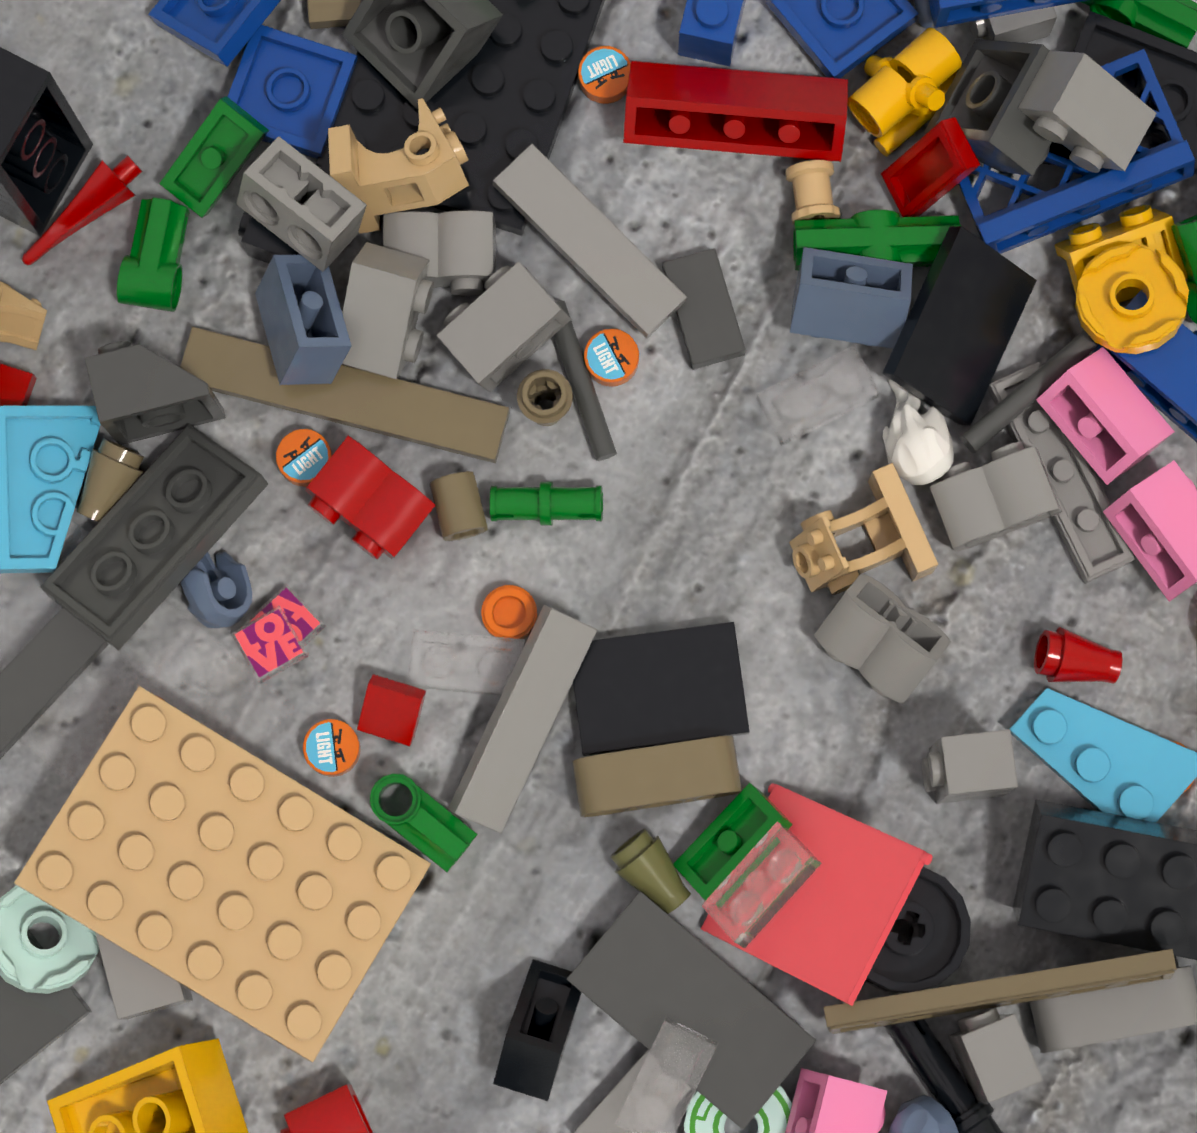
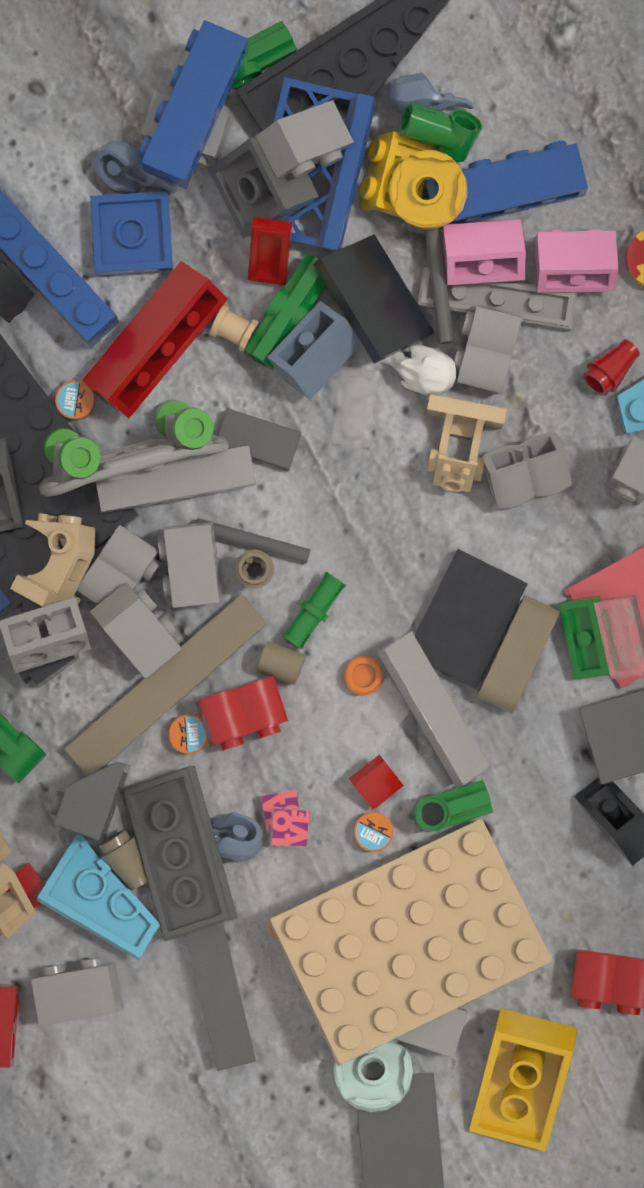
camera: 60 degrees left, 5 degrees up
(302, 321) = (110, 681): sand blue brick -> none
(538, 93) = (79, 461): none -> piece
(611, 357) = (251, 513): tile -> none
(649, 869) = (568, 694): olive cone -> none
(905, 89) = (209, 231): yellow pin -> none

